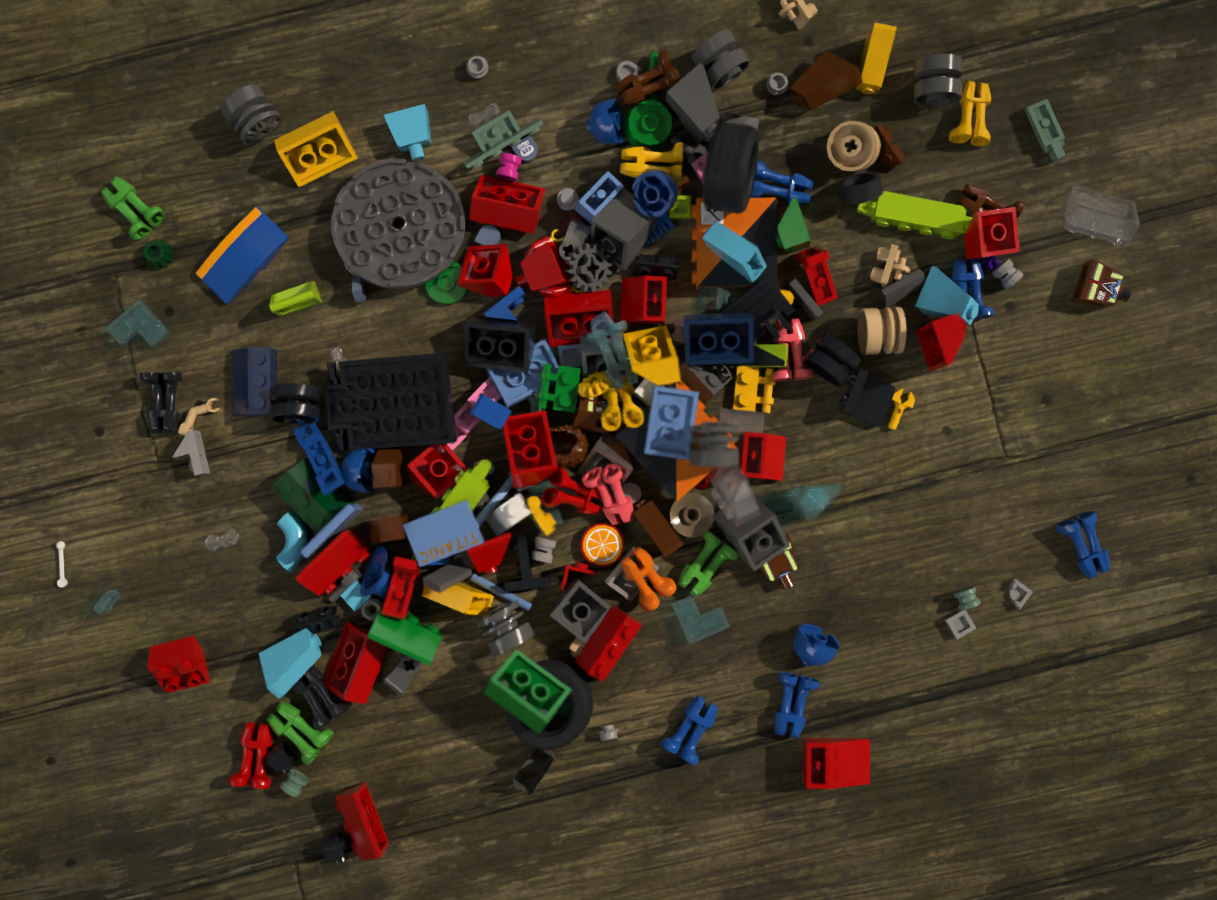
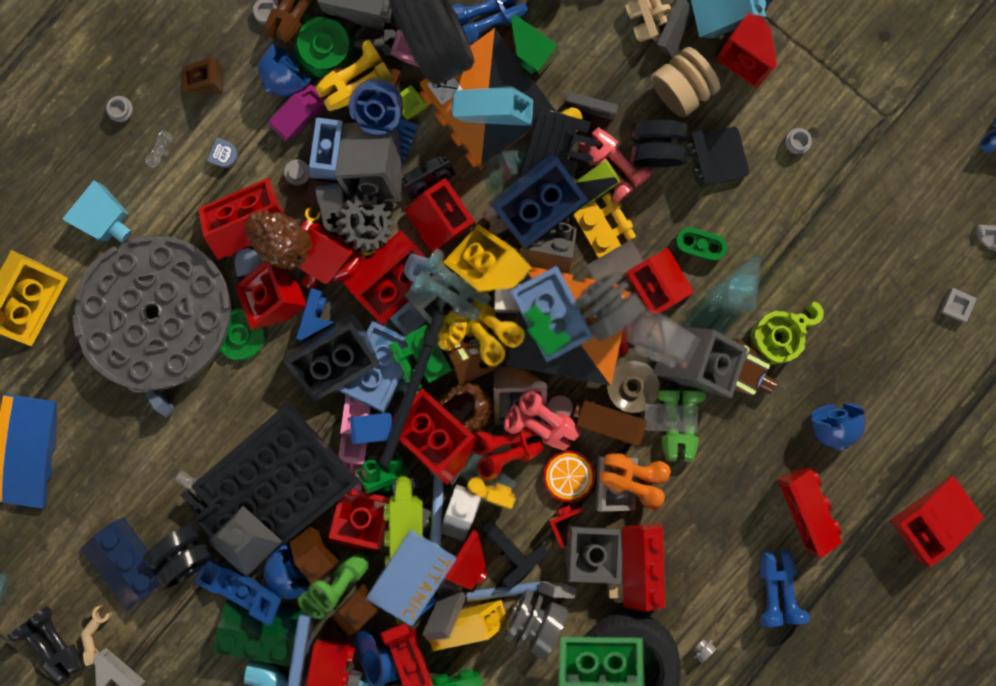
camera: 40 degrees left, 0 degrees up
(295, 299) = (105, 456): lime tile -> none
(347, 426) = (244, 541): none -> dark grey slope
(374, 501) = (324, 597): none -> bright green piece
(475, 449) = (378, 476): none -> green hips
(498, 134) = (185, 159): sand green bracket -> none
(509, 167) = (218, 180): dark pink wheel -> none
(521, 235) = (278, 239): none -> reddish brown piece
(537, 616) = (557, 589): none -> light grey tile
(546, 545) = (514, 516): light grey wheel -> none
(550, 86) = (203, 77): none -> reddish brown slope
(574, 382) = (430, 341): none -> black bar
(597, 157) = (296, 112): none -> magenta slope
(654, 429) = (543, 333): none -> green hips
(697, 625) = (711, 487): clear light blue plate -> none
(702, 555) = (671, 418): none -> clear plate
(752, 690) = (811, 511): none -> red slope
(796, 716) = (869, 506): blue piece -> none
(812, 450) = (700, 244): none -> green plate
(817, 274) = (585, 72): red bracket -> none
(831, 555) = (792, 329): none -> lime piece
(900, 407) = (754, 142): yellow bar -> none
(931, 428) = (798, 141): none -> light grey plate
(967, 598) = (947, 276): sand green wheel -> none

